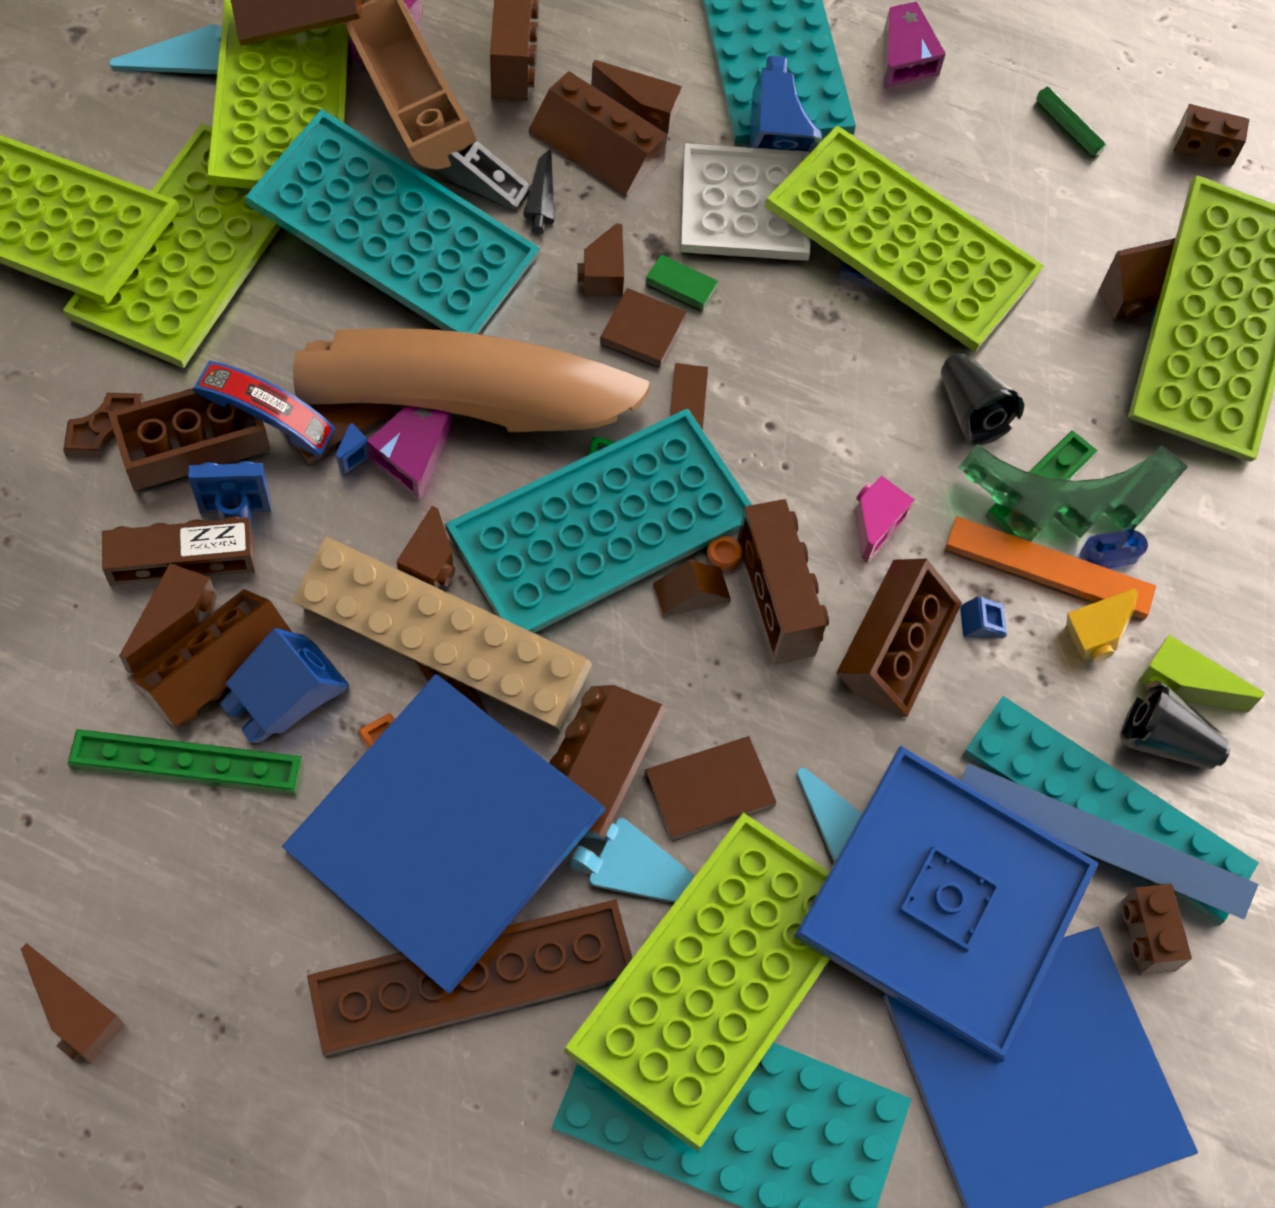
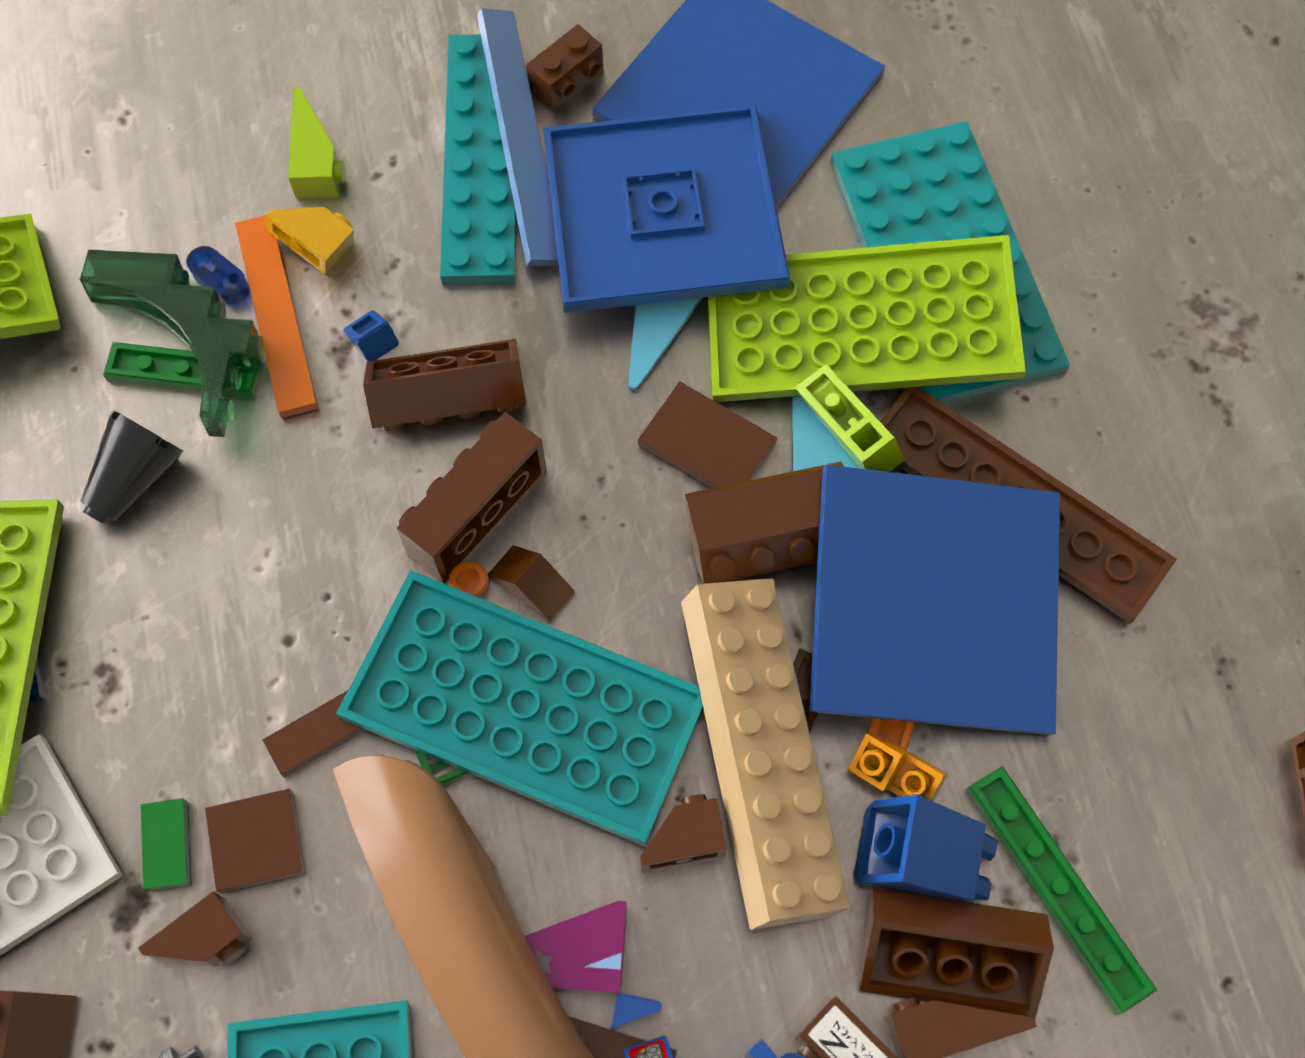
camera: 120 degrees left, 5 degrees up
(363, 713) = (896, 769): none -> light orange slope
(631, 880) = (850, 421): none -> lime slope
(879, 514) = (330, 472): dark pink slope -> none
(1173, 729) = (379, 141): black cone -> none

